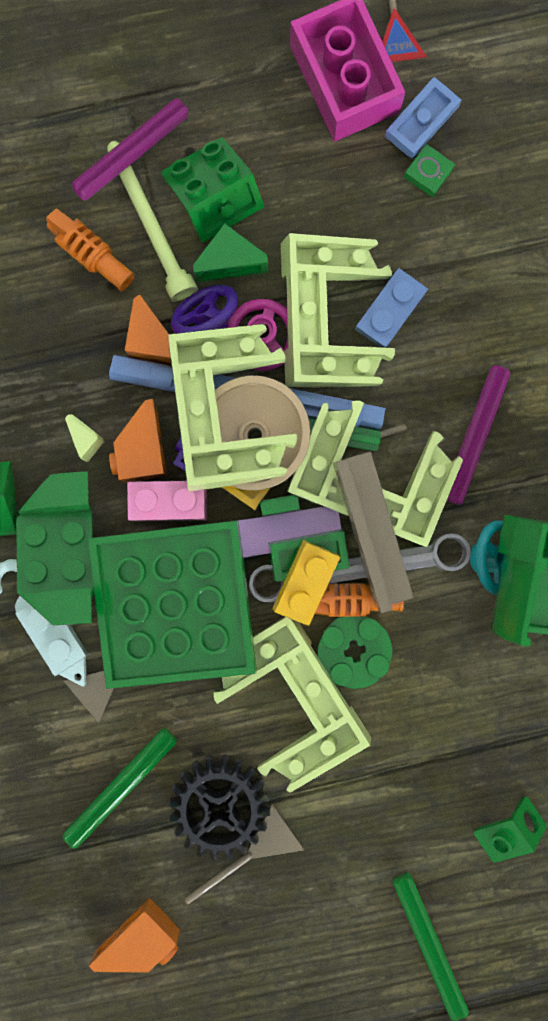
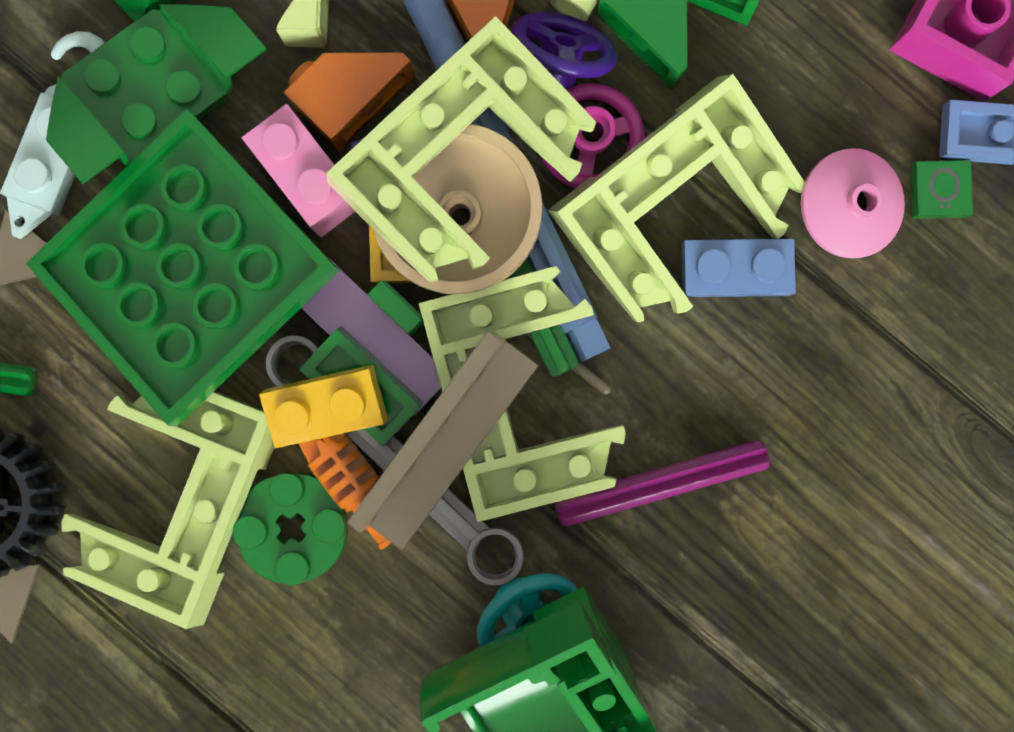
camera: 55 degrees right, 0 degrees up
(396, 234) = (832, 208): none -> bright pink dish

